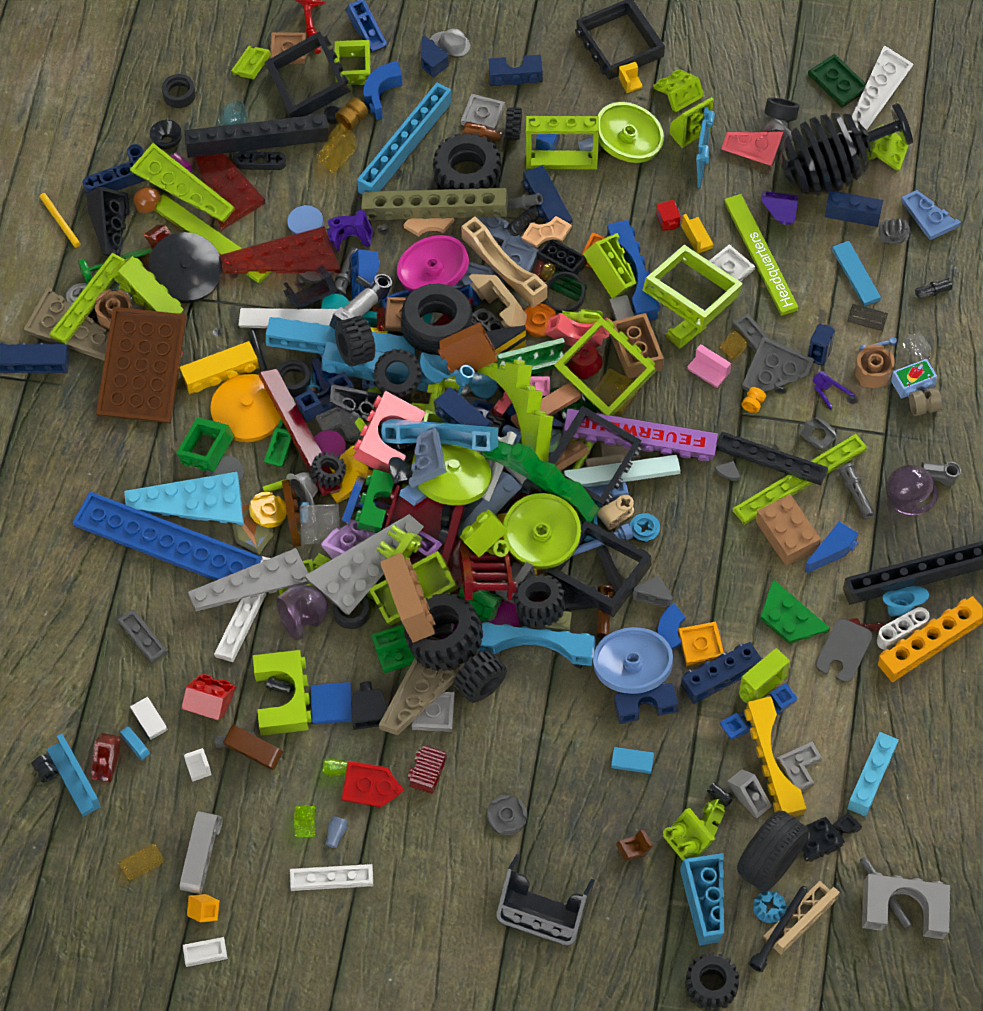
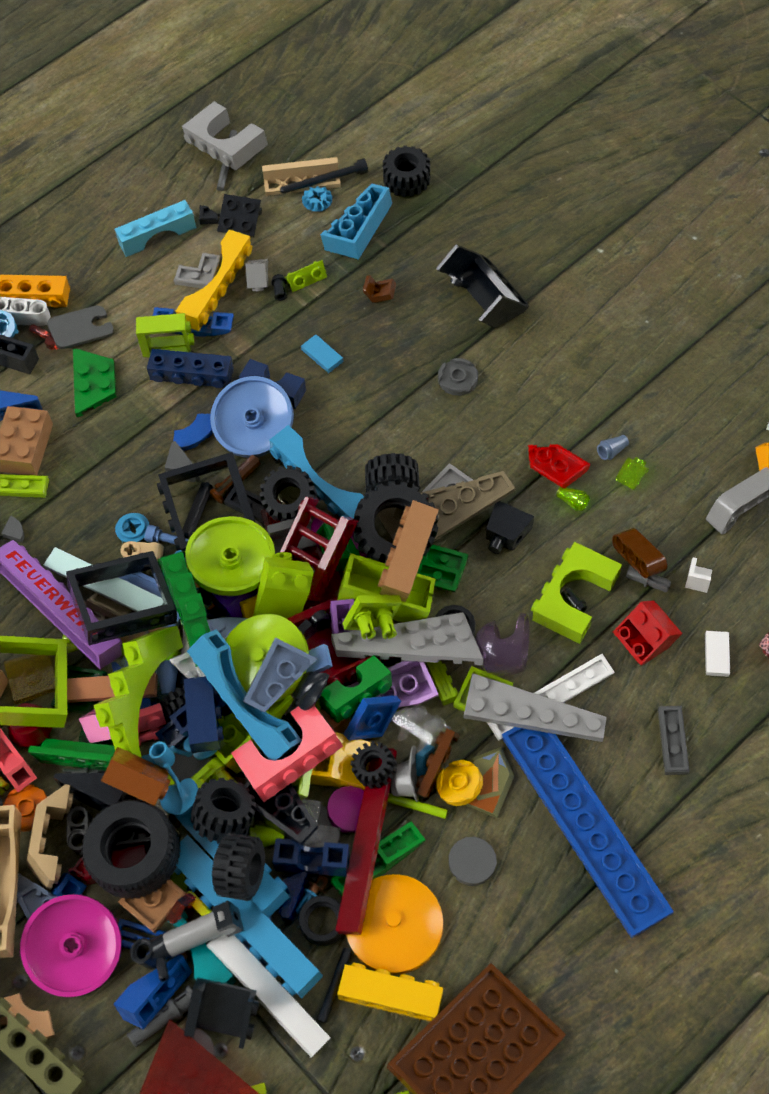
camera: 140 degrees left, 0 degrees up
(134, 743) = (747, 634): dark azure beam -> none
(196, 499) = (518, 843): medium azure wing -> none
(201, 426) = (451, 912): green window -> none
(331, 703) = (535, 557): blue tile -> none
(331, 877) = (641, 418): white tile -> none
(350, 225) = (103, 1058): dark purple tile -> none
(427, 769) = (495, 445): dark red brick -> none
(688, 835) = (335, 263): lime plate -> none
(700, 643) = (182, 405): light orange tile -> none
(772, 850) = (284, 186): black tyre -> none

